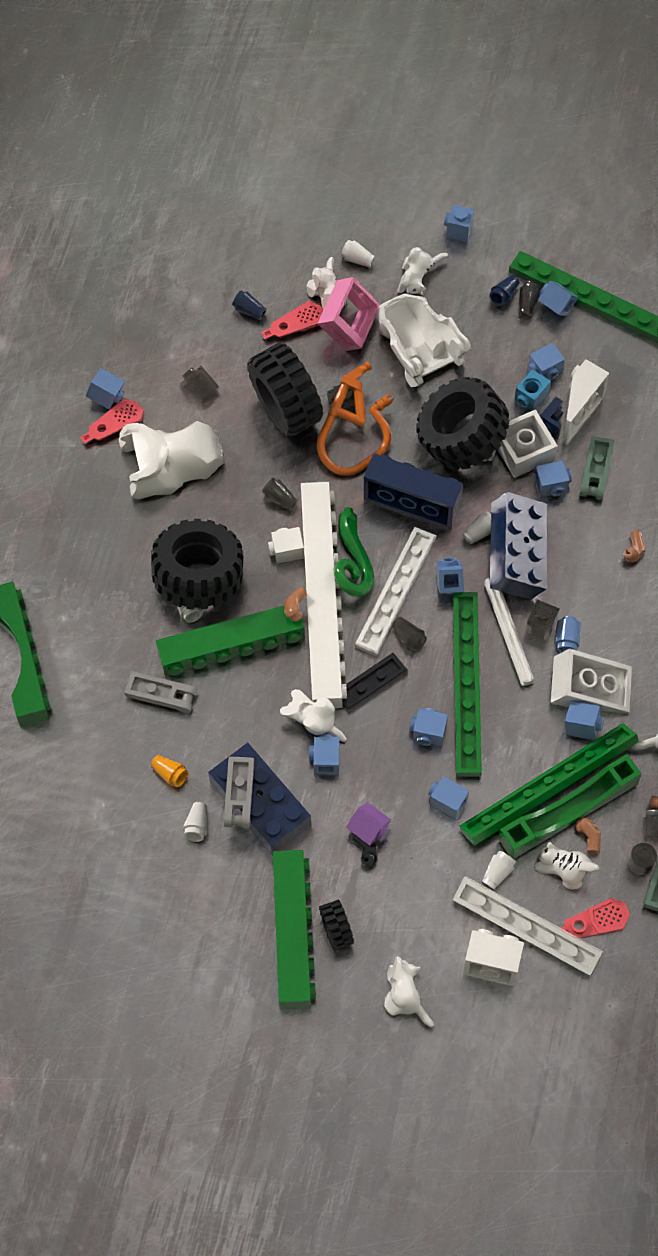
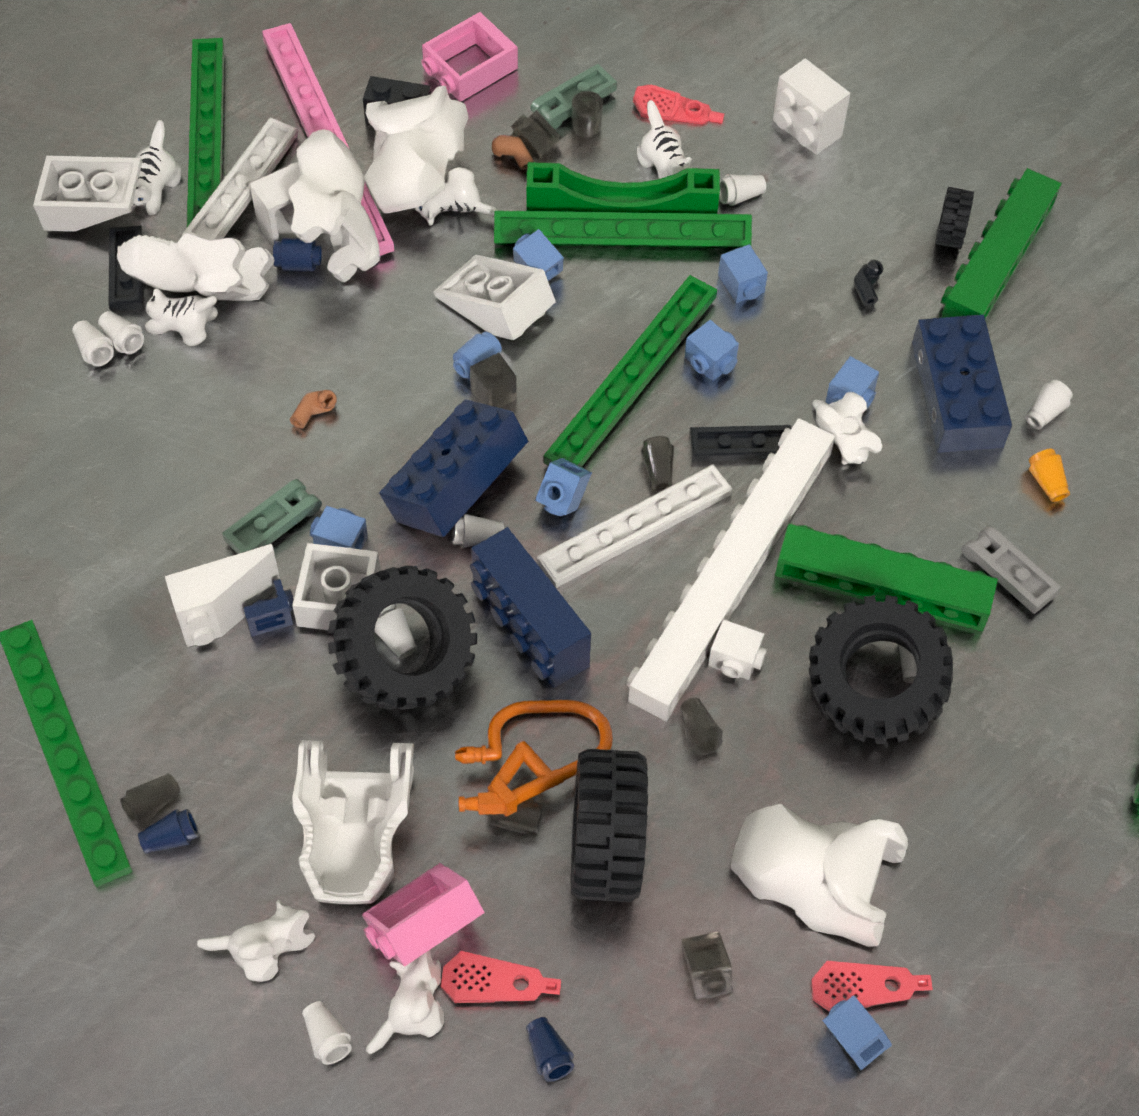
camera: 150 degrees left, 5 degrees down
(239, 791) = (993, 368): light grey plate -> none
(291, 604) = (789, 550): nougat arm -> none
(348, 532) = (646, 618): green plant -> none
(369, 824) = (852, 291): medium lavender brick -> none
(404, 995) = (920, 138): white animal -> none
(459, 223) = (139, 977): medium blue brick -> none
(510, 635) = (540, 398): white axle -> none
(528, 925) = (750, 129): white plate -> none
(532, 382) = (258, 674): dark azure brick -> none
(547, 361) = (212, 687): medium blue brick -> none
(557, 298) = (114, 763): medium blue brick -> none
(592, 832) = (615, 168): nougat arm -> none

